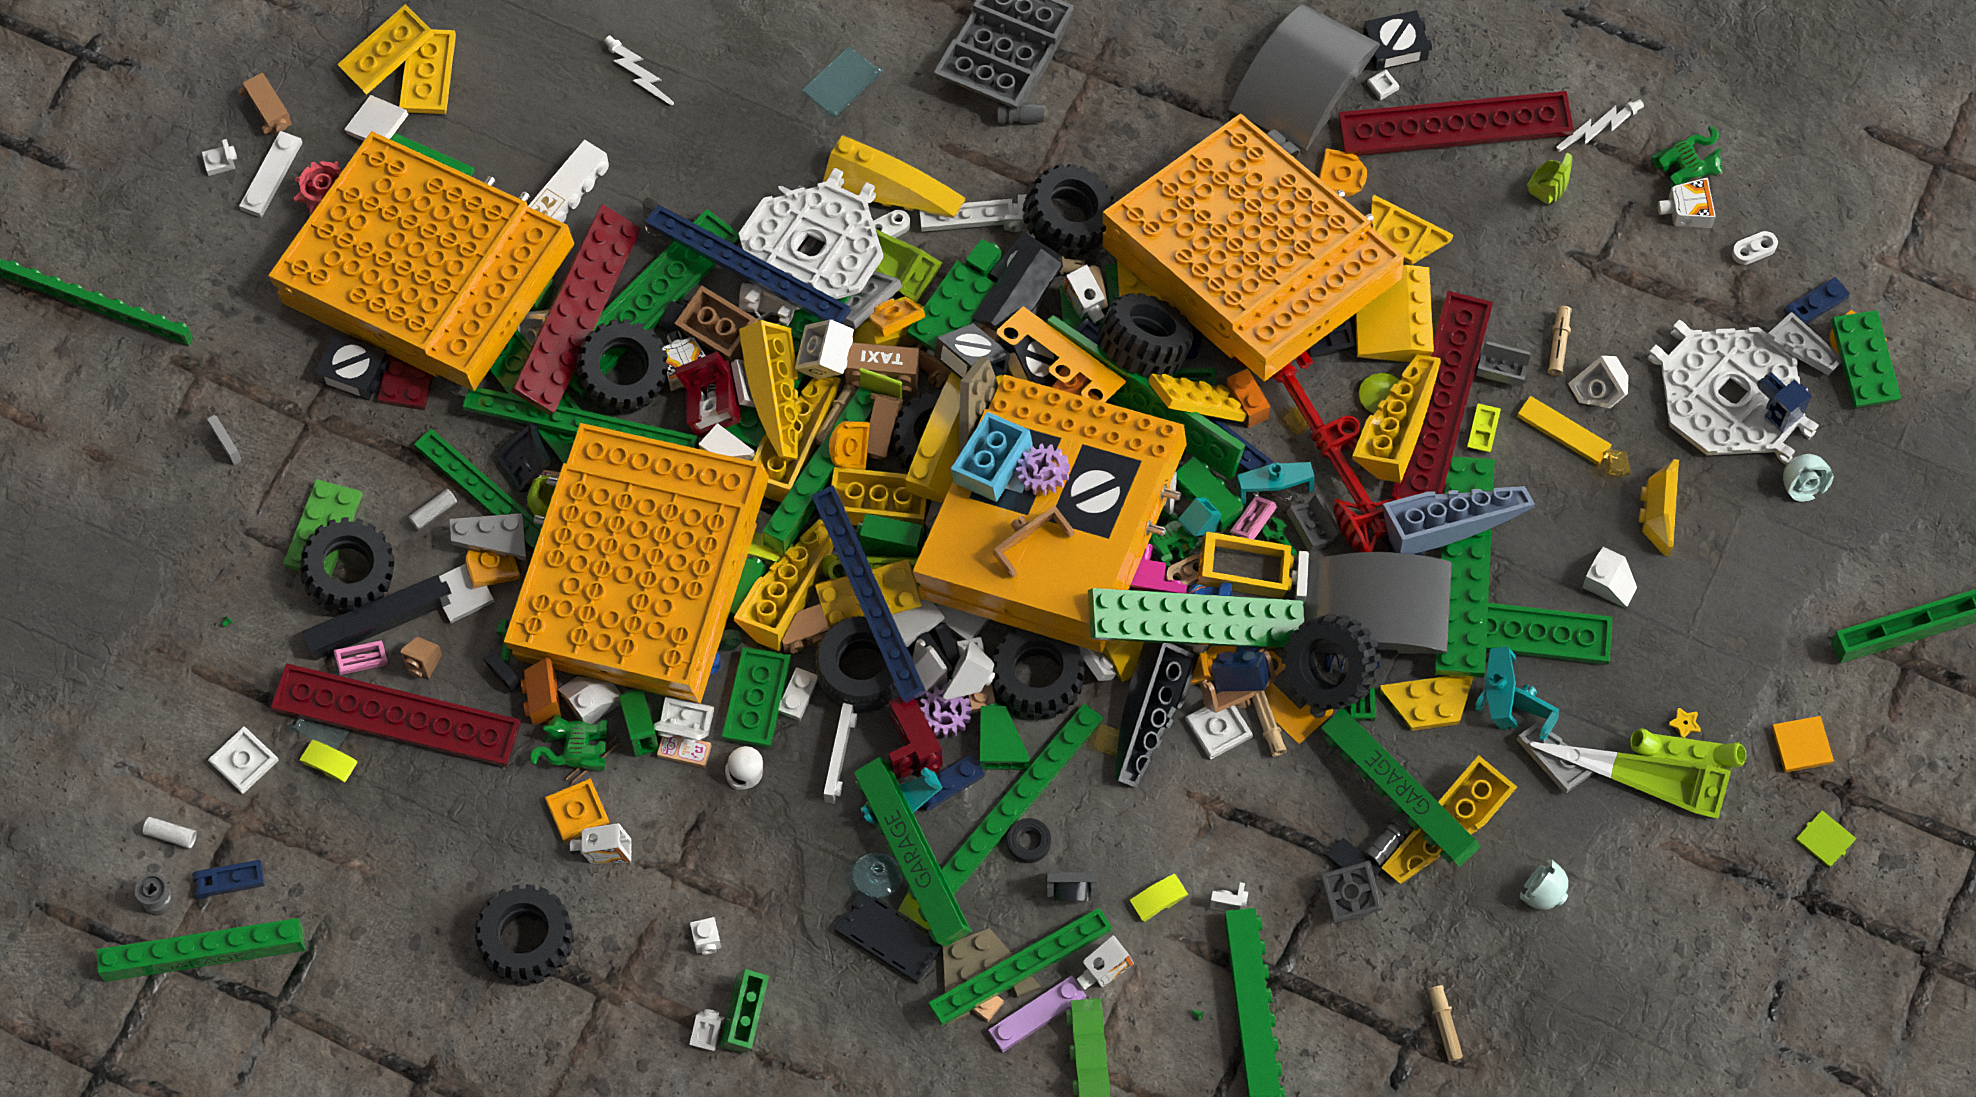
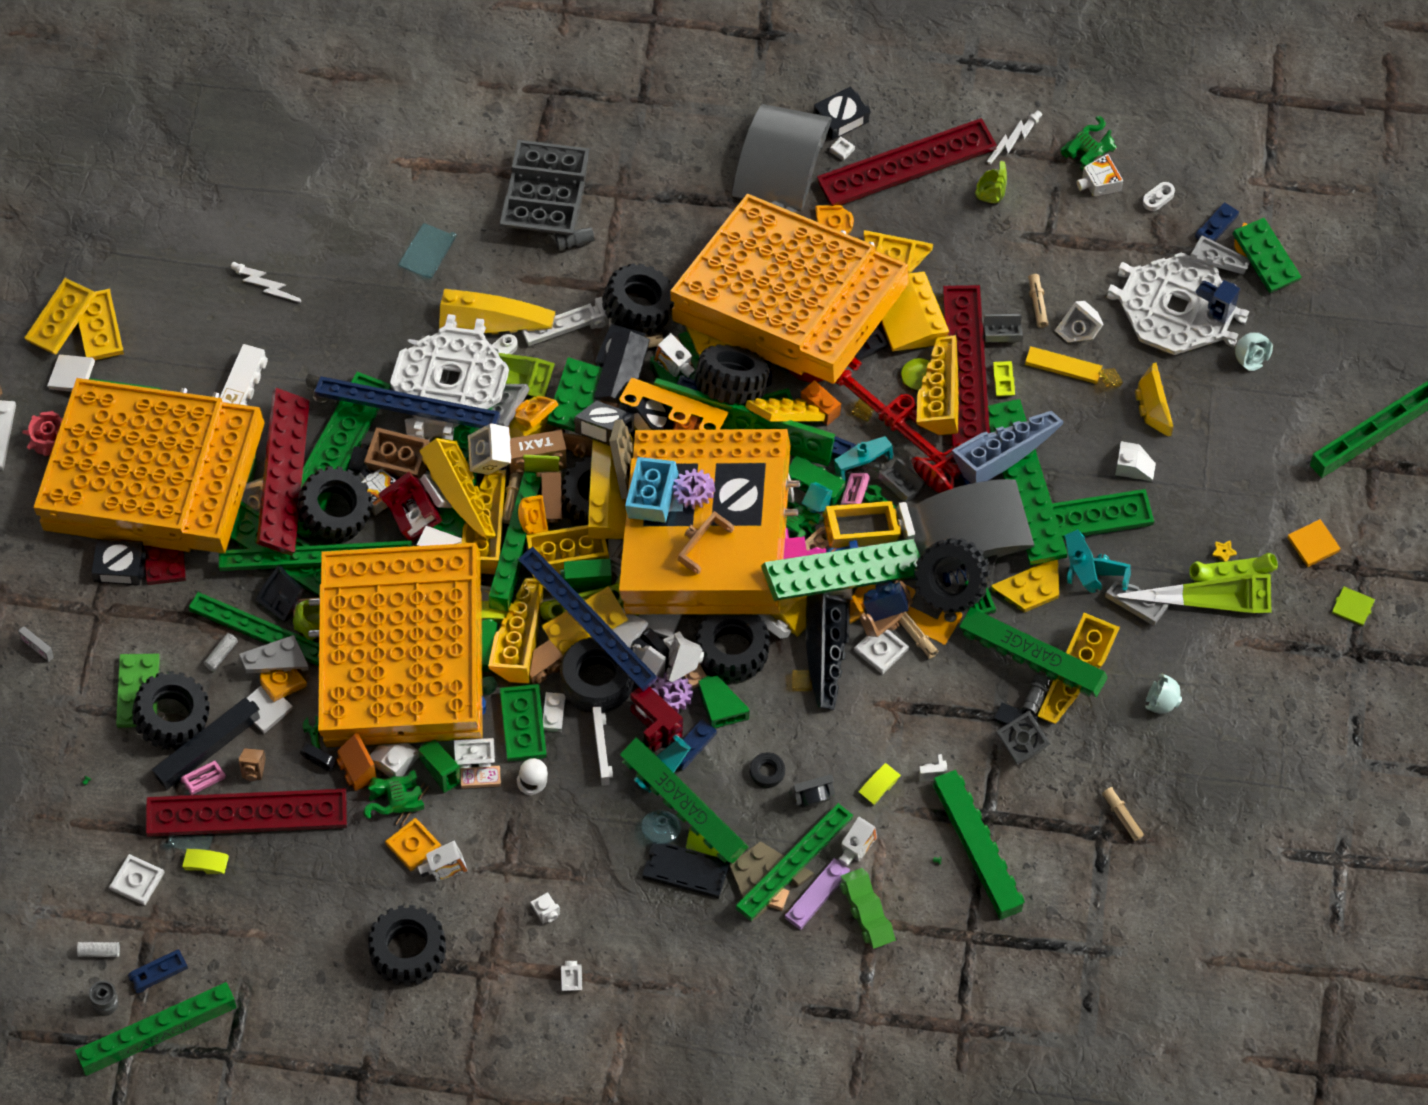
camera: 20 degrees left, 5 degrees down
(744, 1011) = (596, 953): green brick -> none
(984, 258) = (587, 350): green brick -> none
(1021, 797) = (750, 739): green plate -> none

